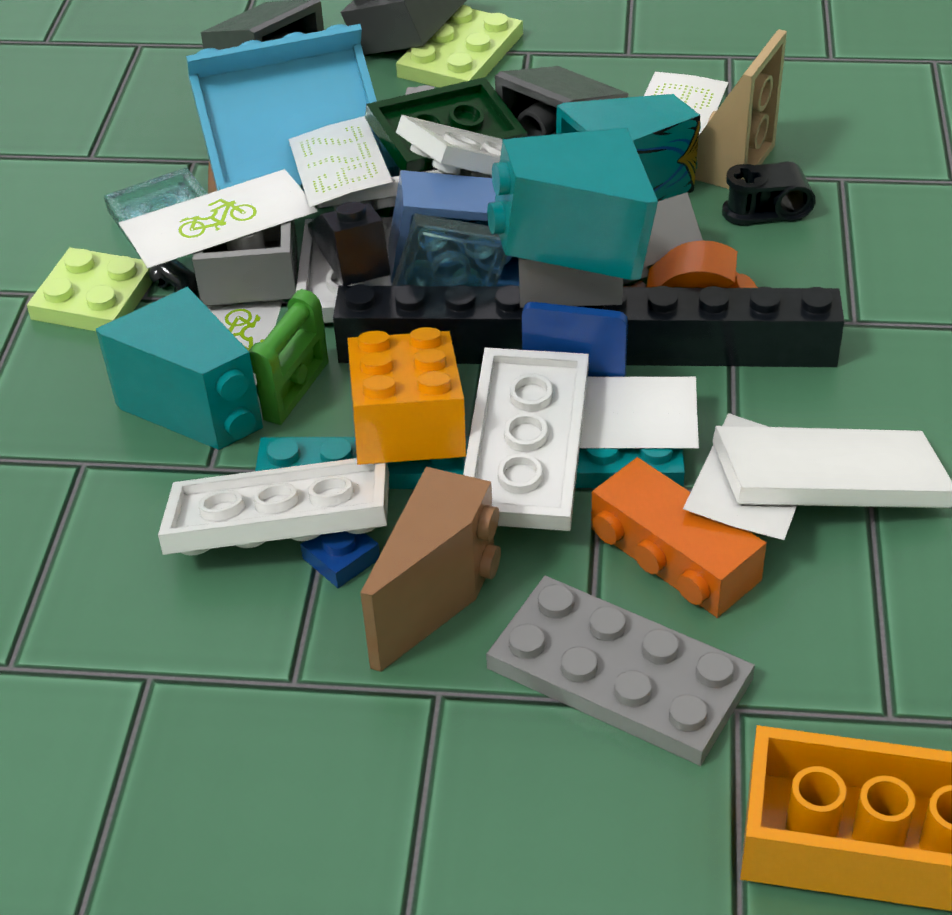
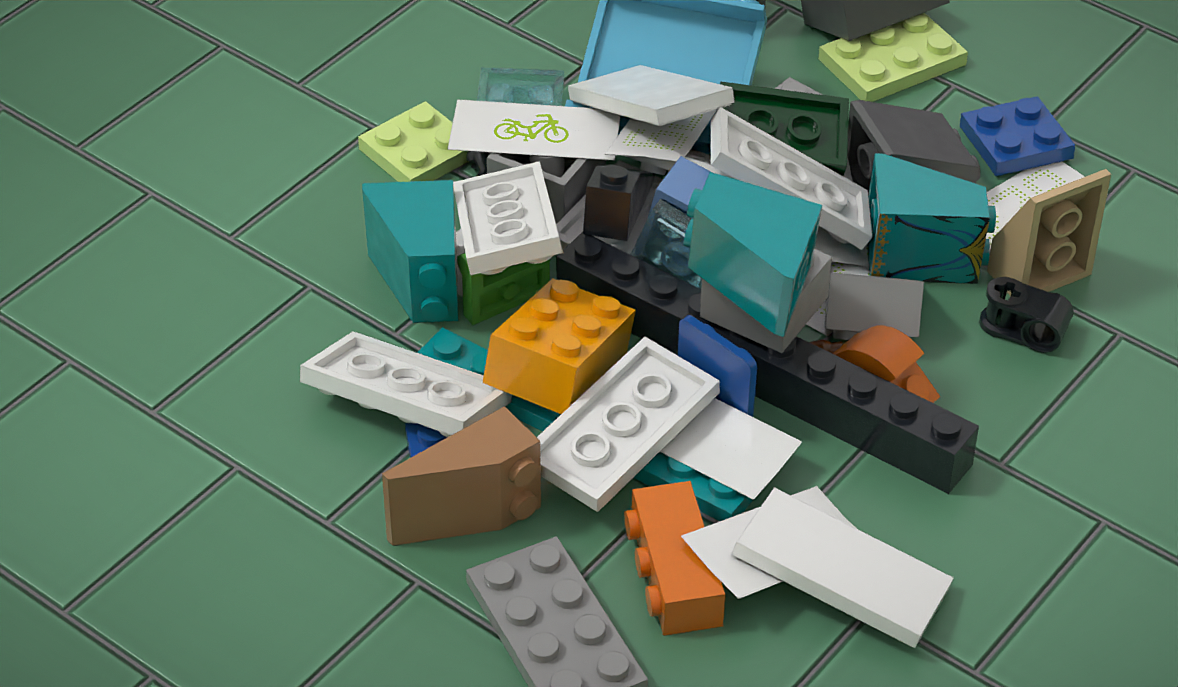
camera: 30 degrees right, 0 degrees up
(279, 296) = (506, 219): none -> white plate
(314, 138) = (651, 95): none -> white tile
(624, 63) = (1017, 136): none -> blue plate

